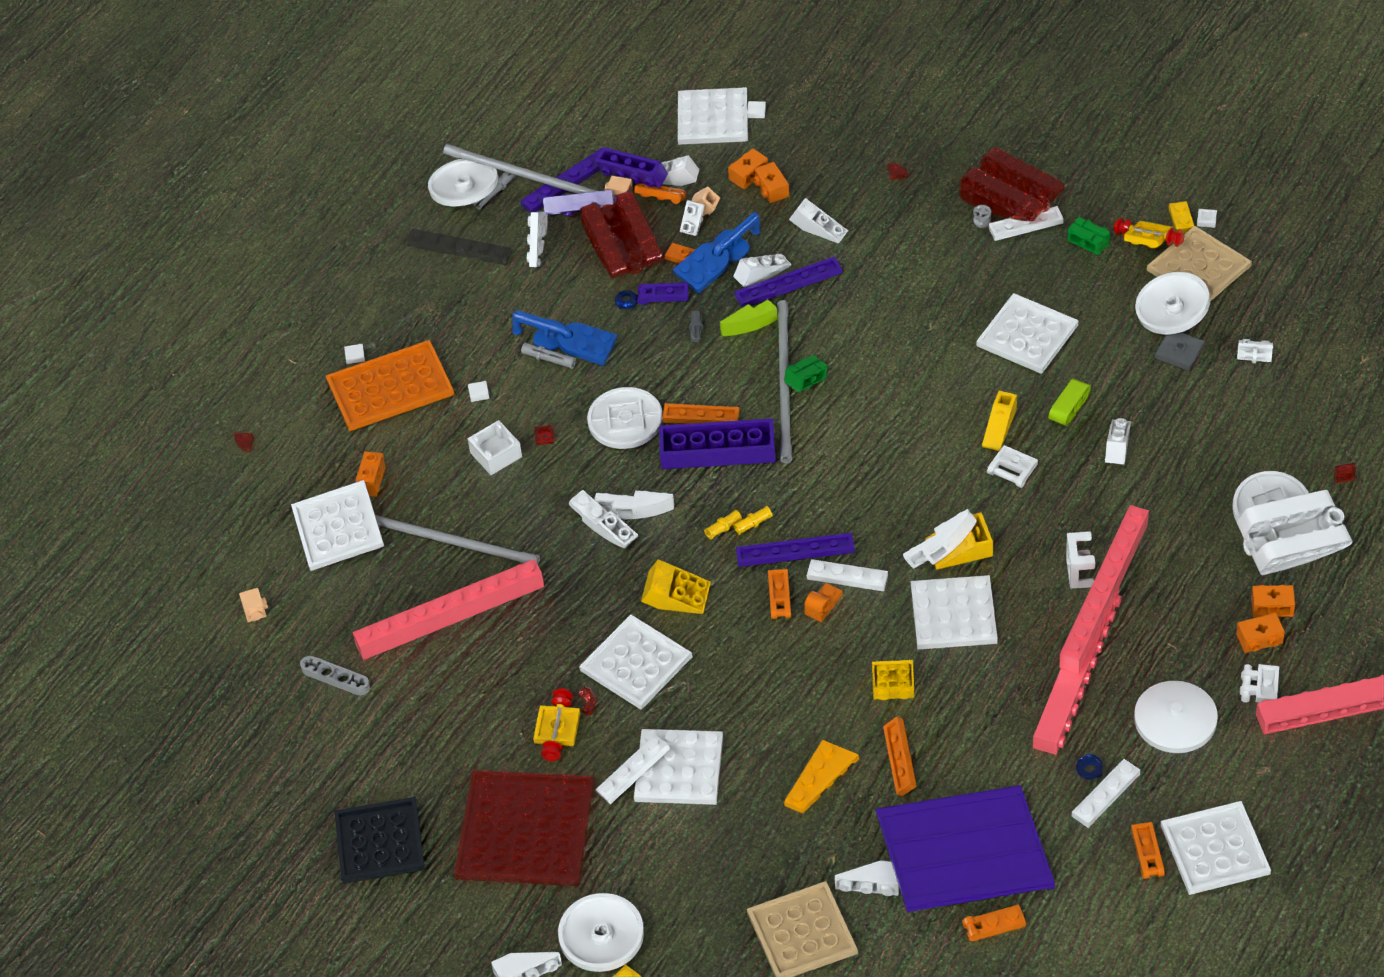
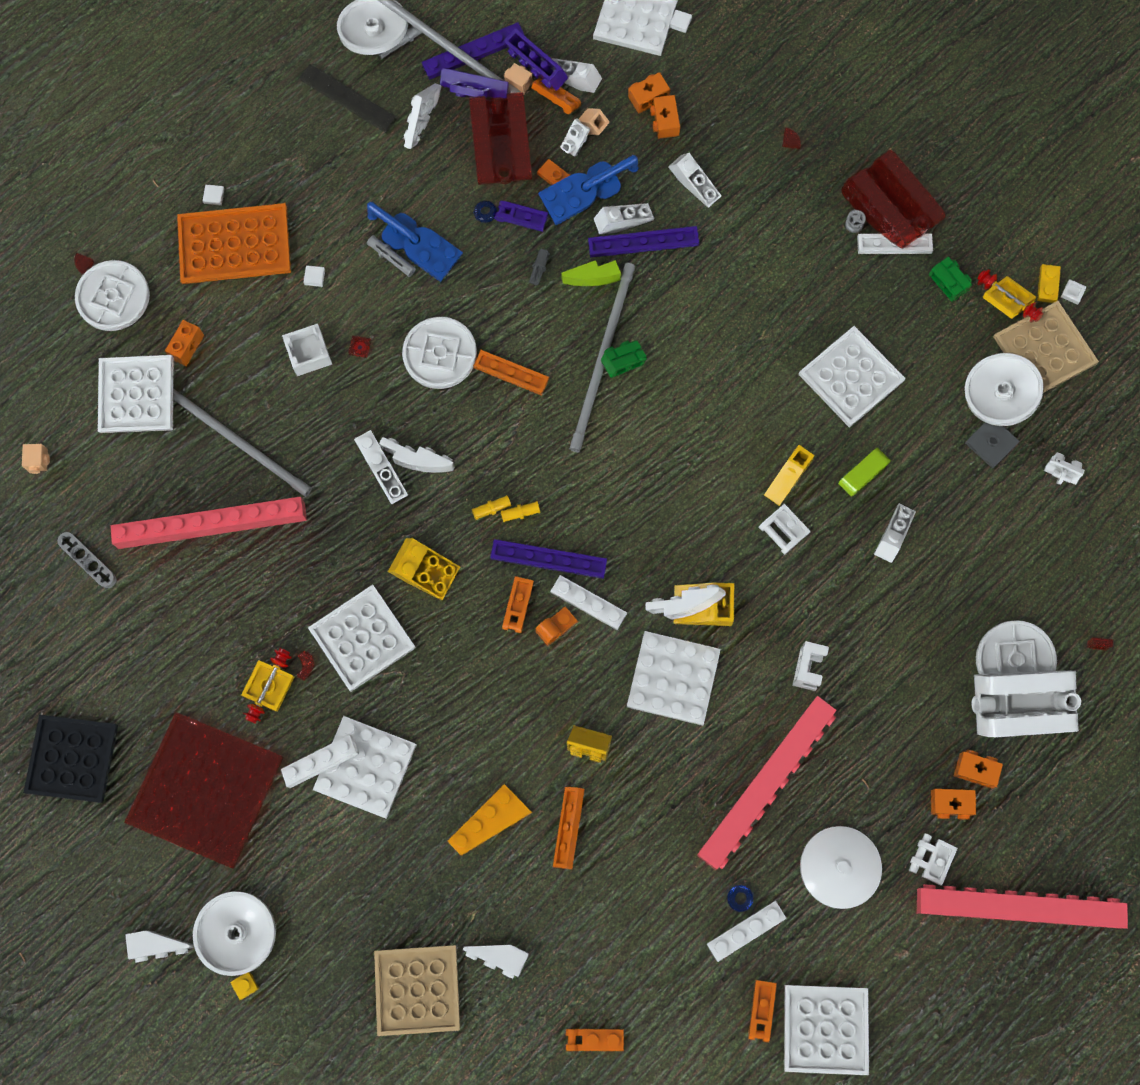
camera: 15 degrees right, 25 degrees up
(283, 457) = (112, 295): none -> white plate
(717, 443) = (513, 414): dark purple brick -> none
(964, 848) = (592, 954): dark purple door -> none
(1103, 589) = (820, 714): coral brick -> none

